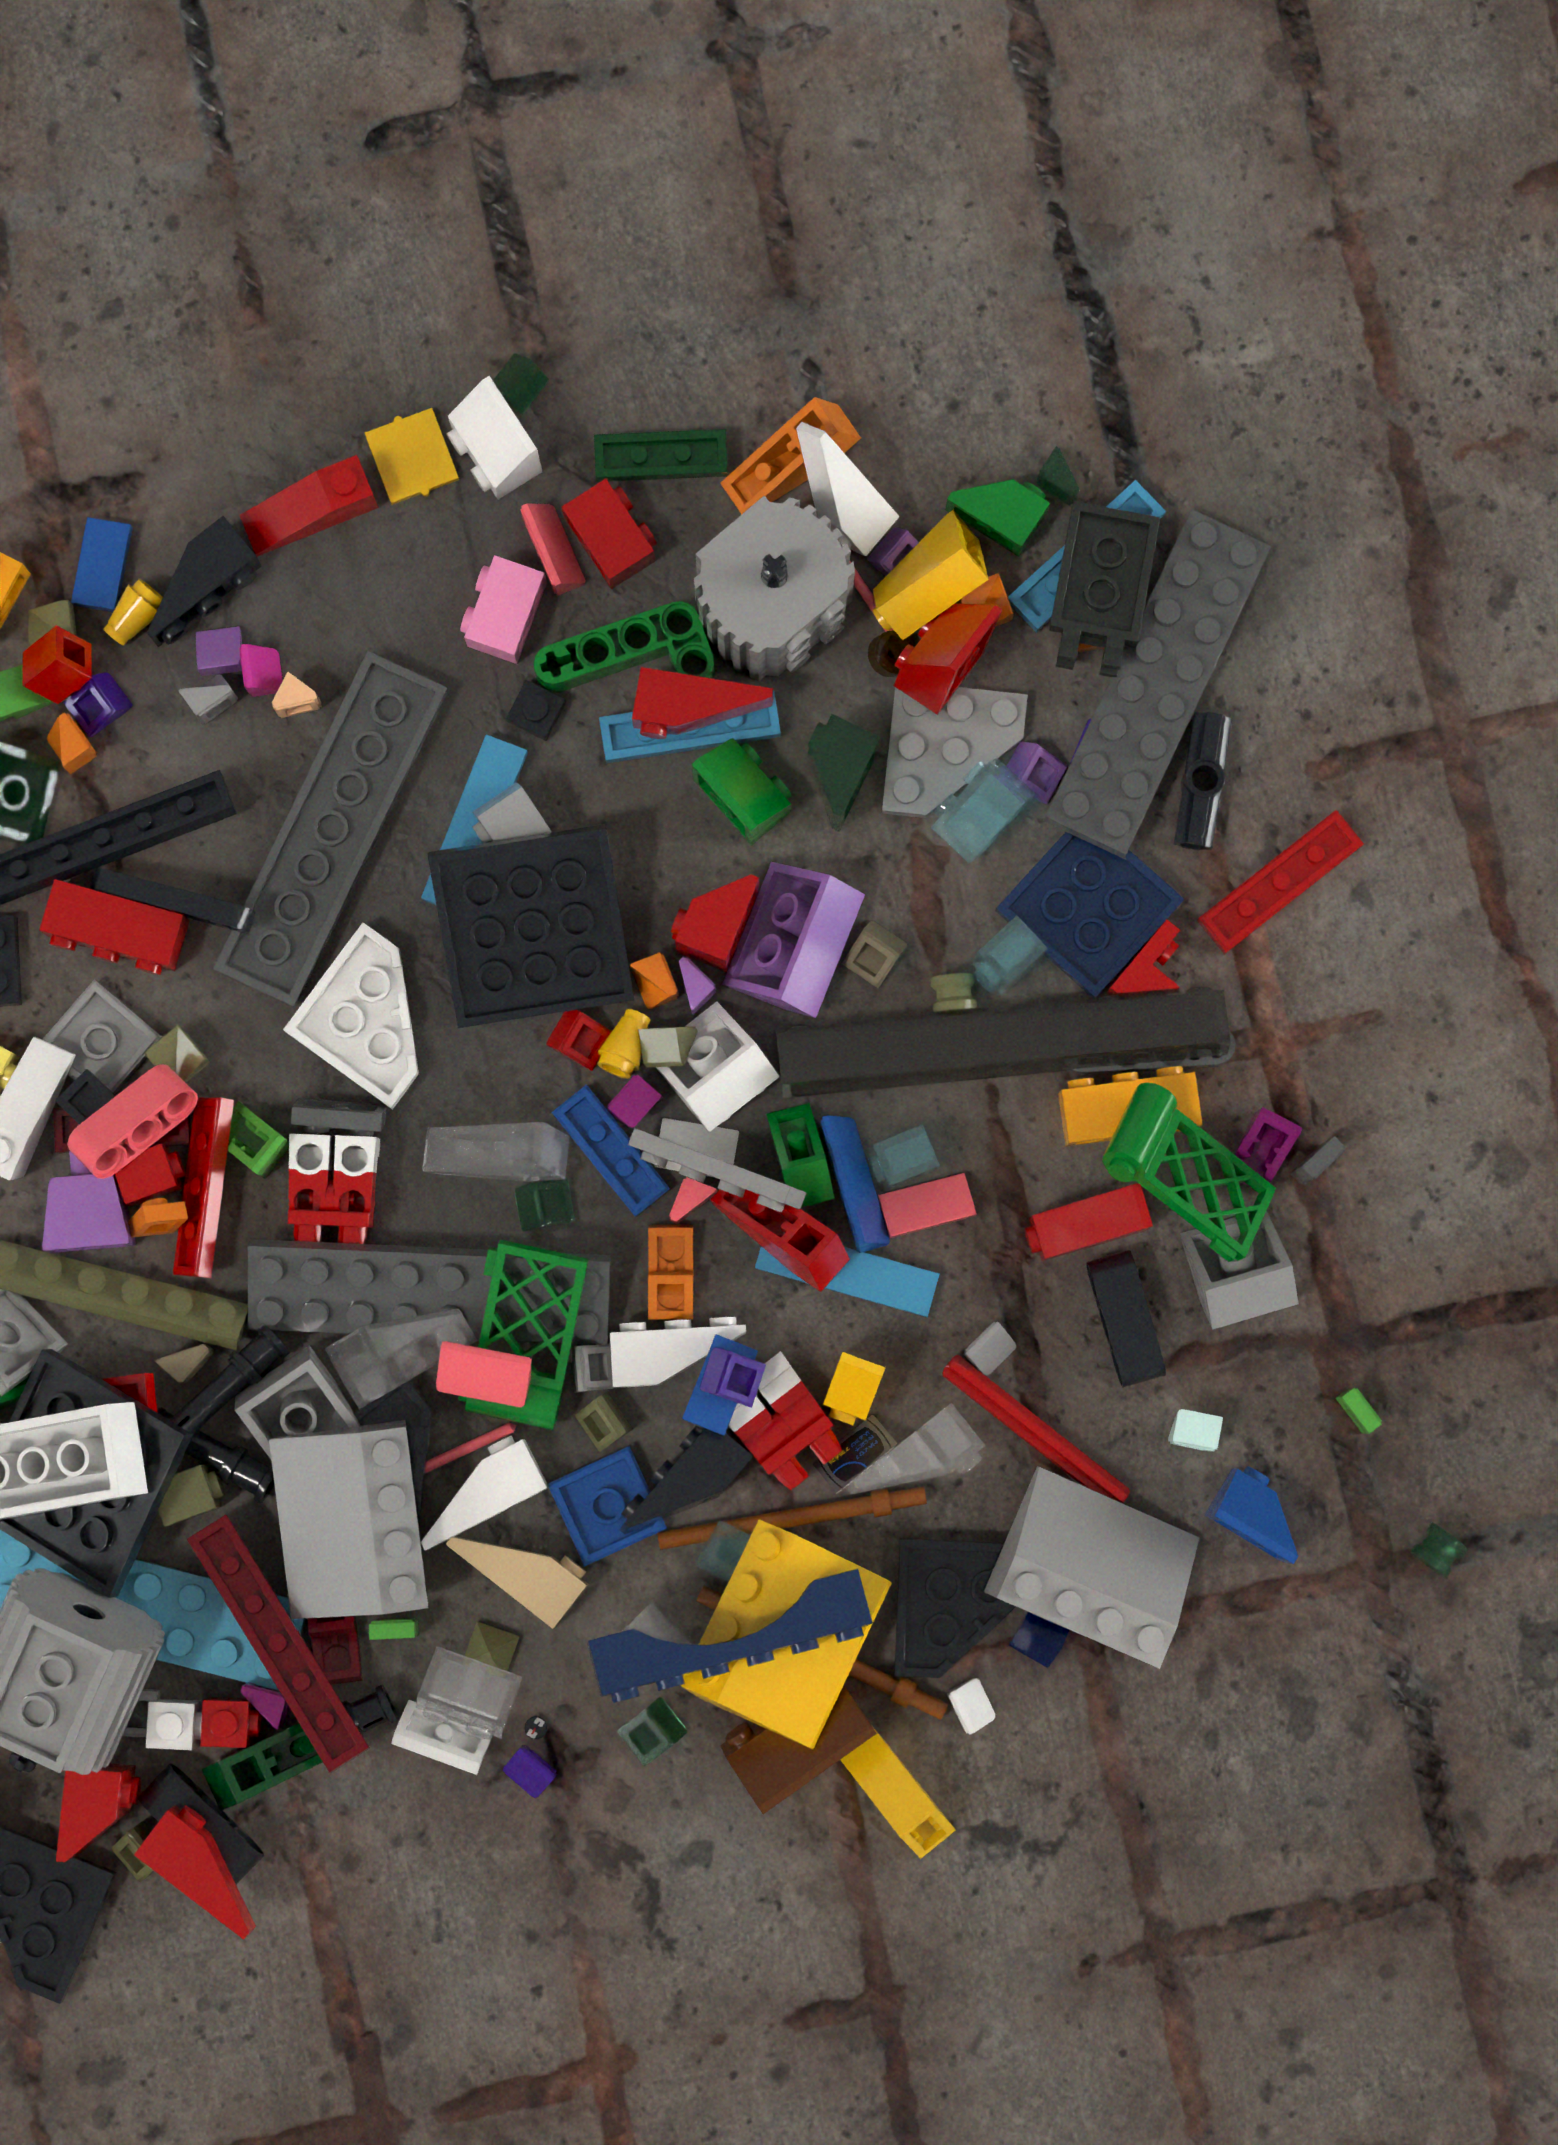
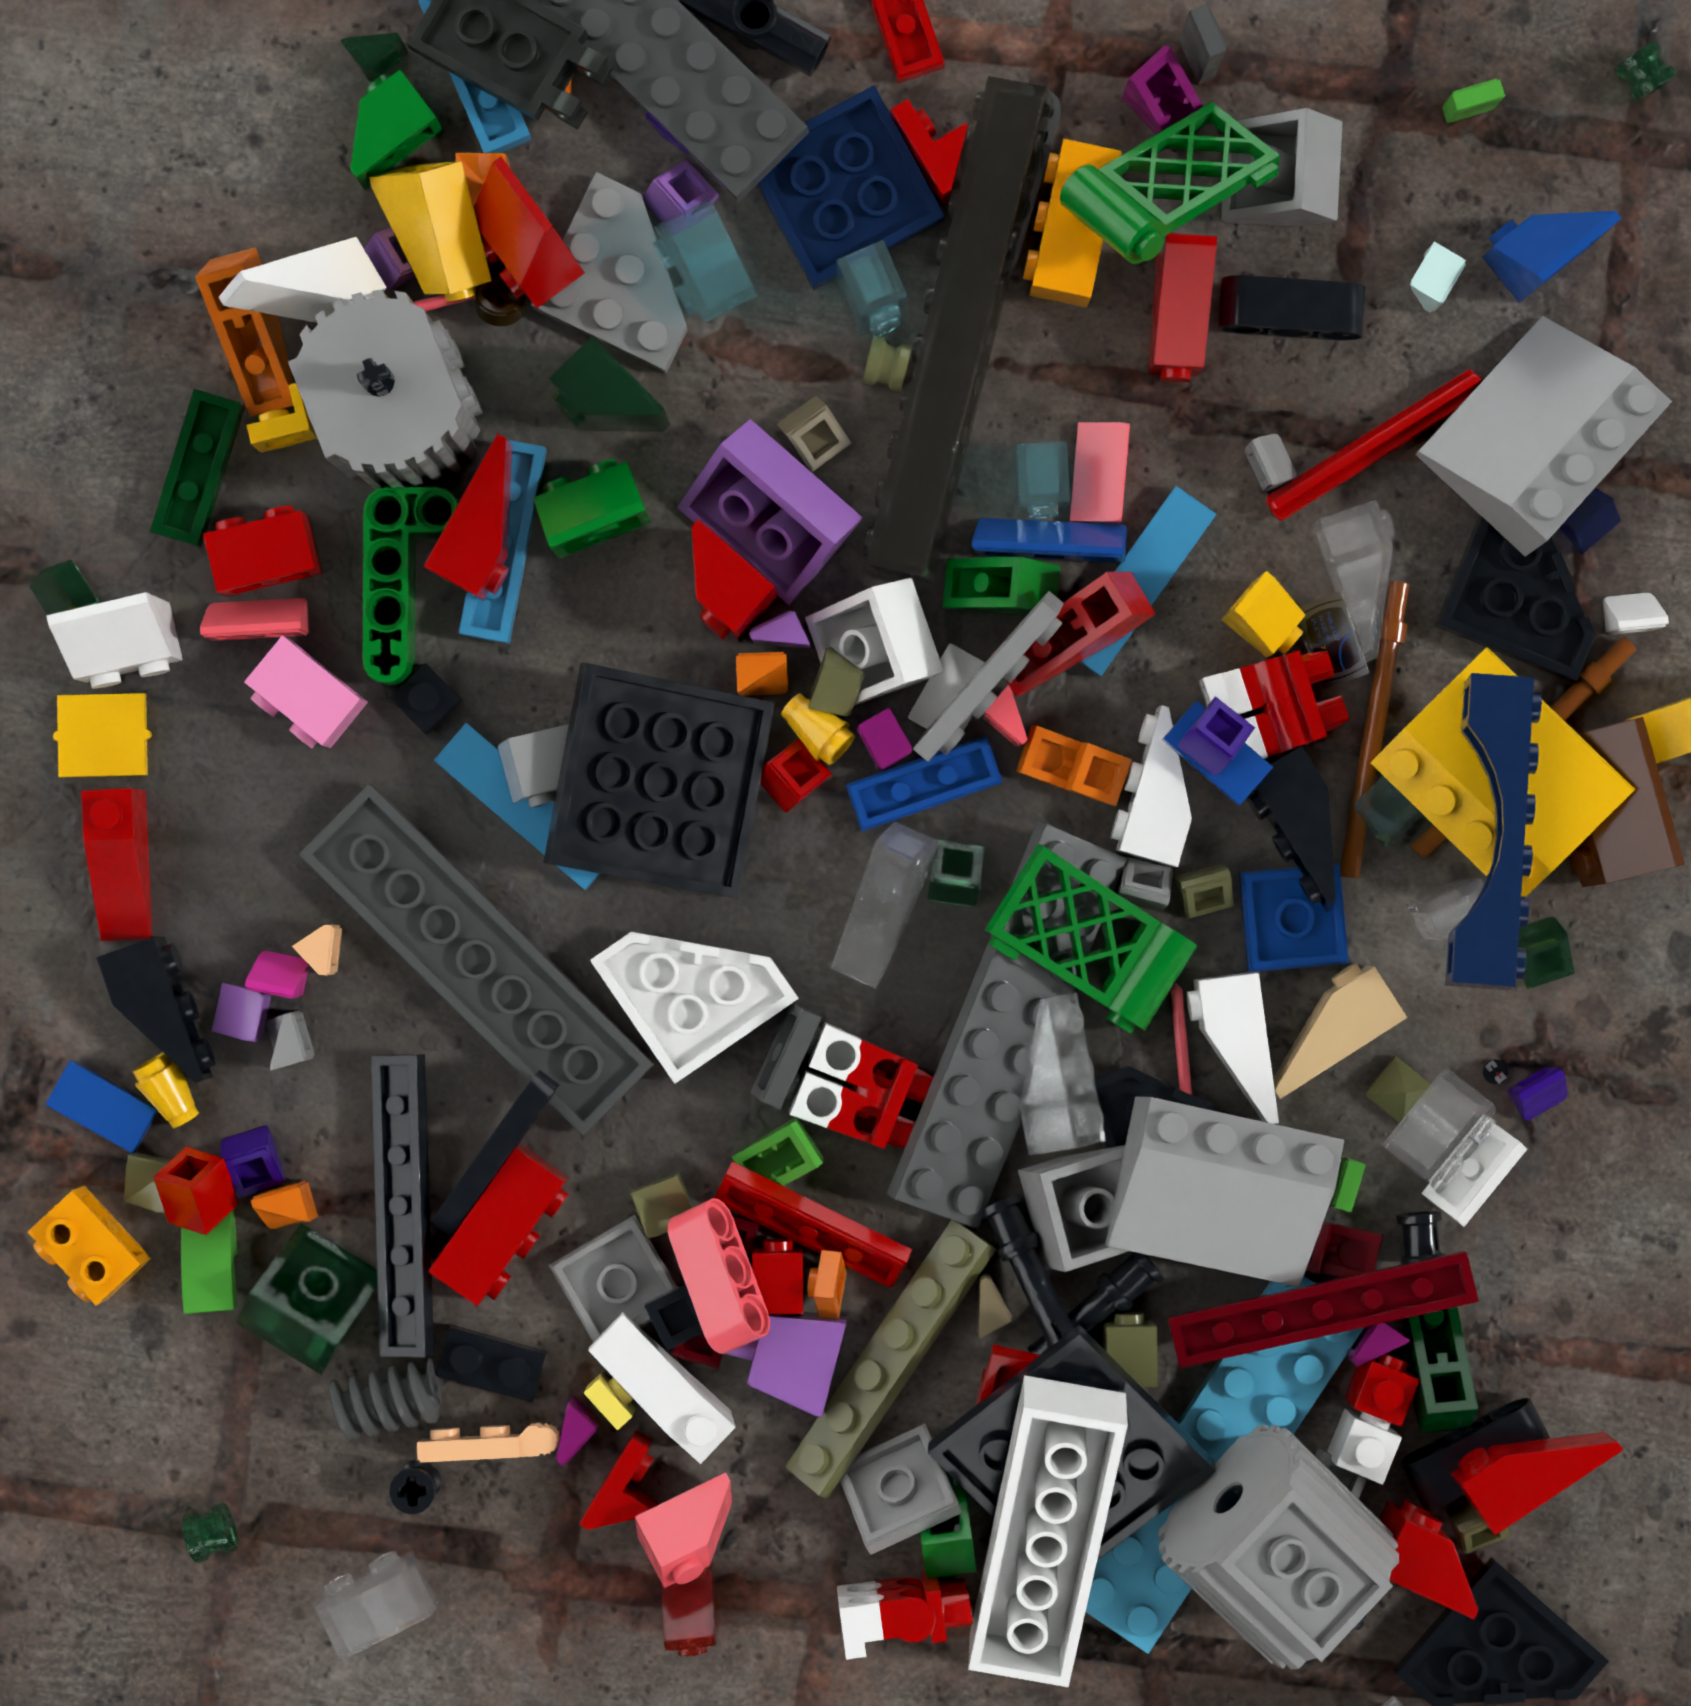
camera: 70 degrees left, 5 degrees up
(483, 1374) = (1119, 997): coral slope -> none
(715, 507) = (281, 429): none -> yellow bracket

